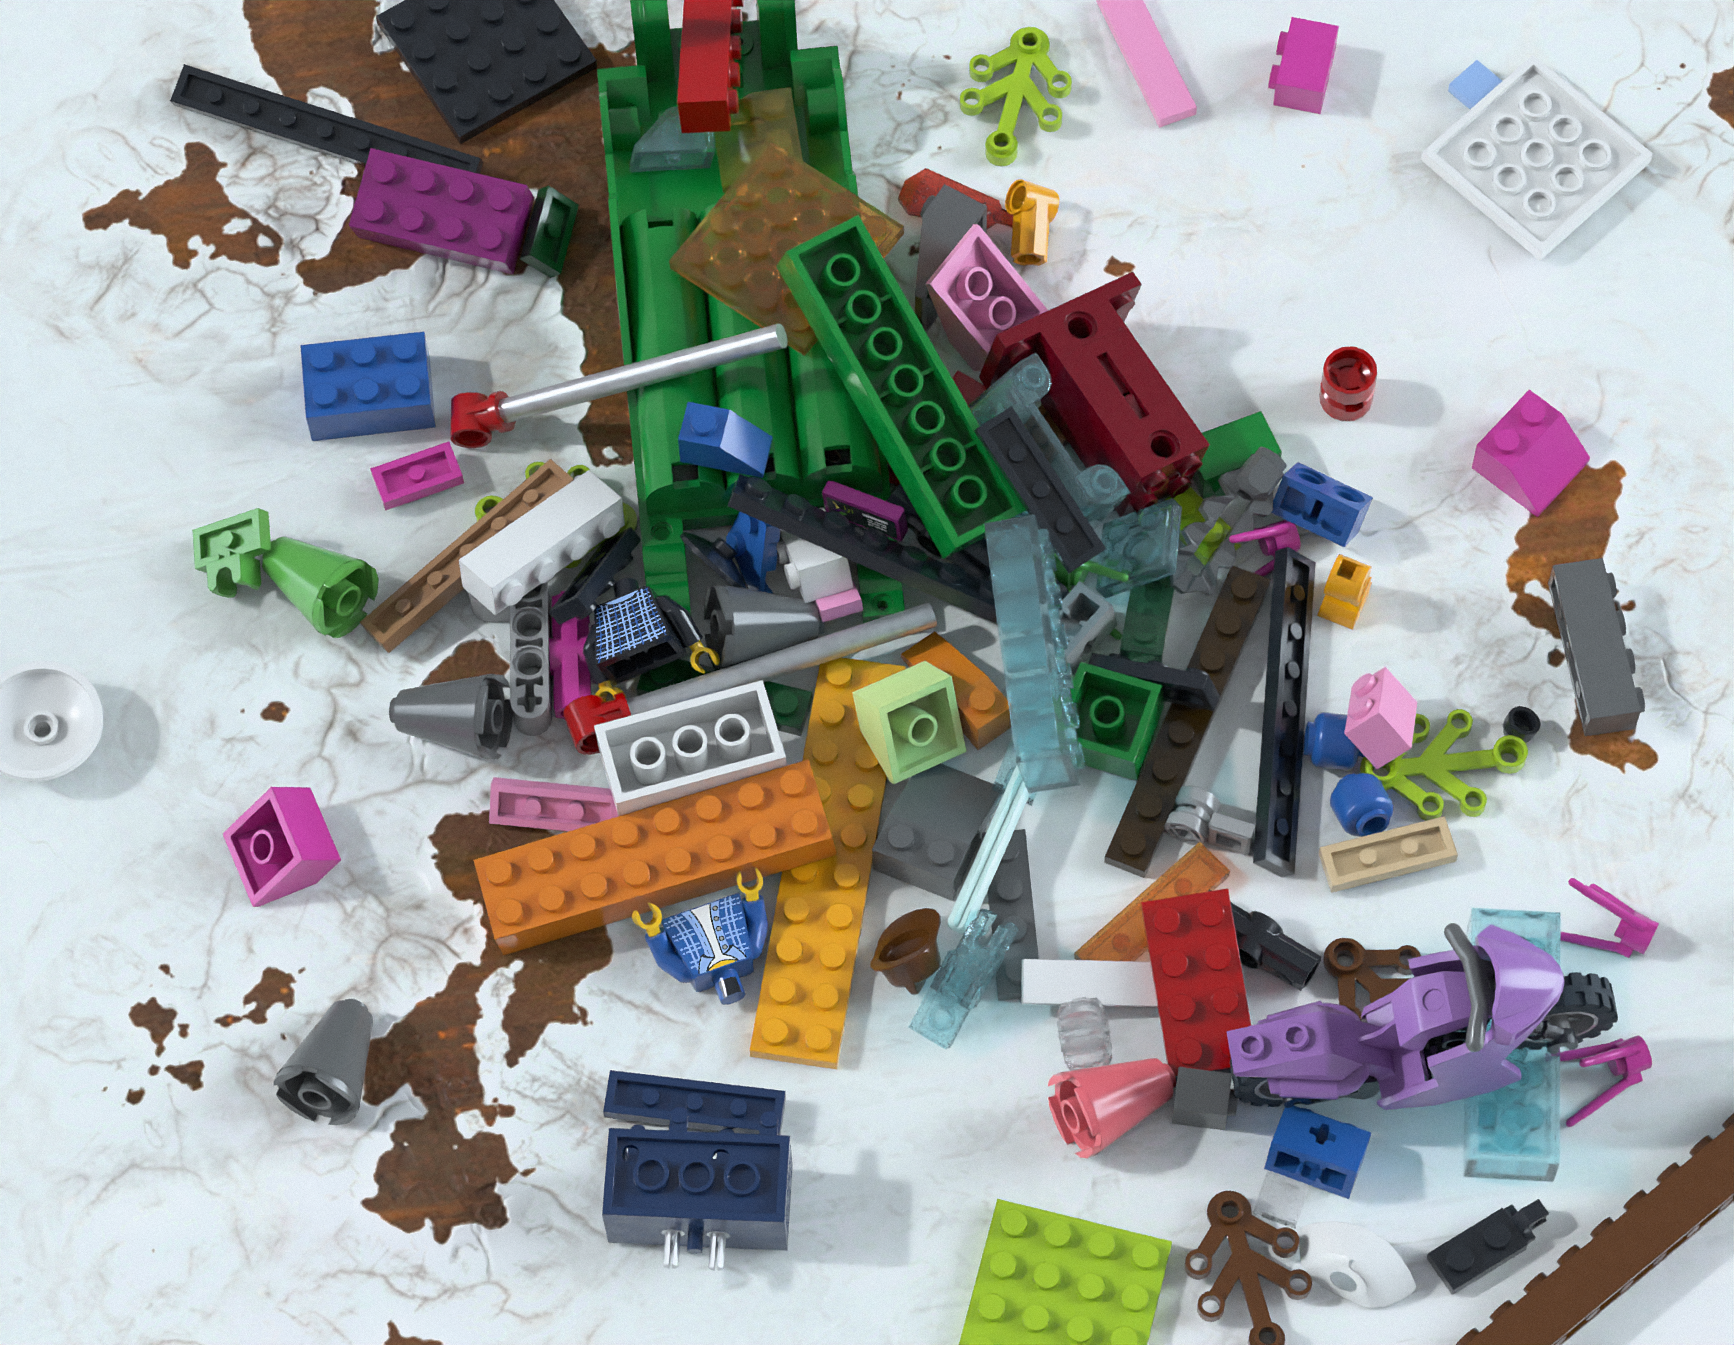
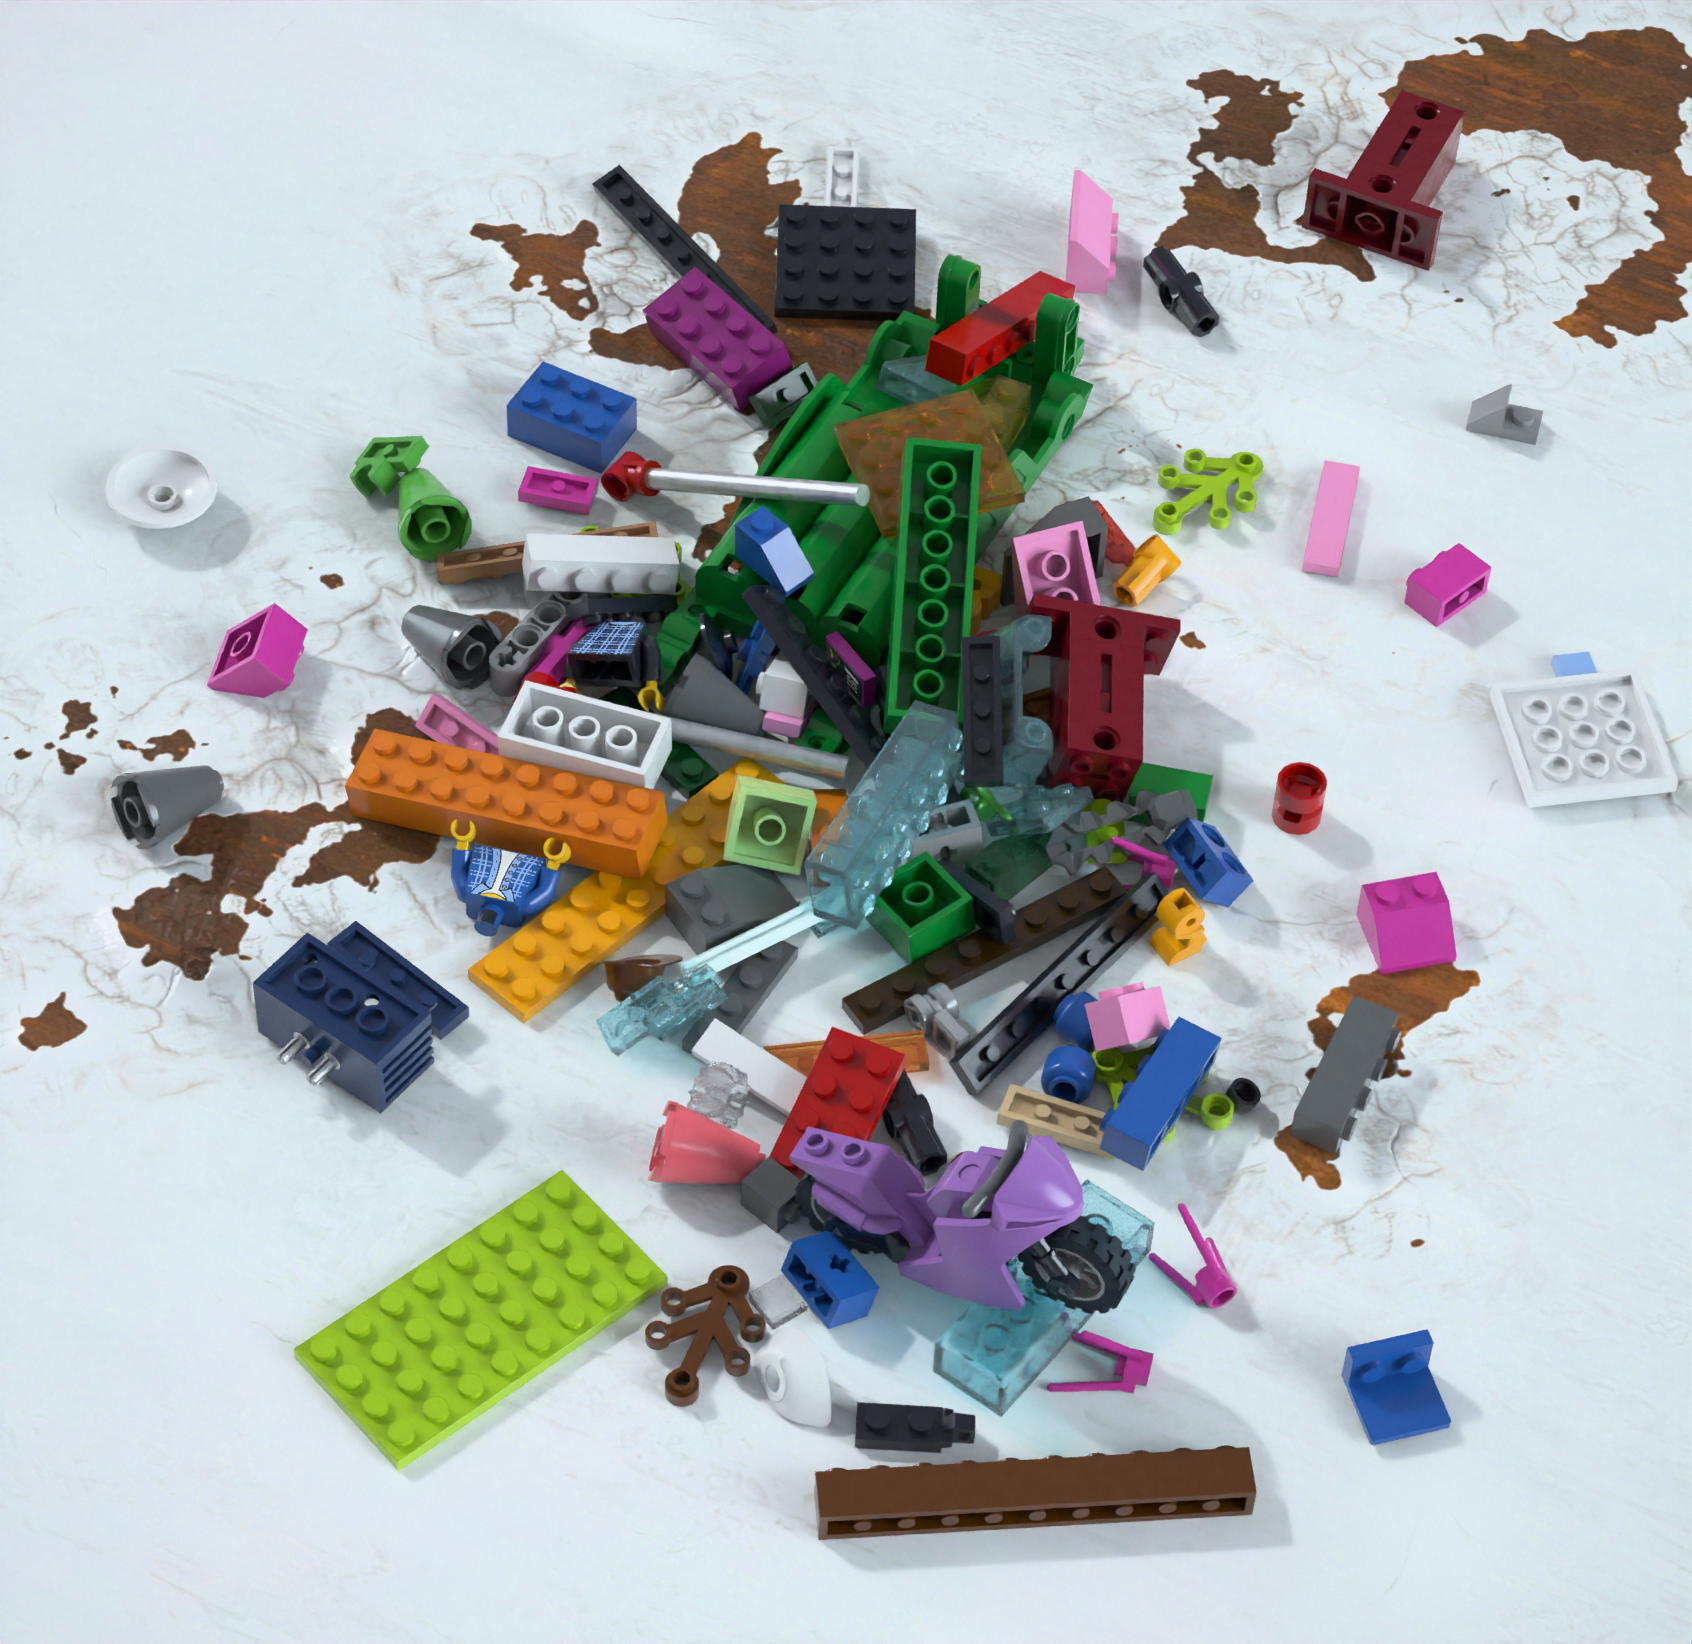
camera: 30 degrees right, 15 degrees down
(1460, 774) = (1159, 1093): none -> blue brick

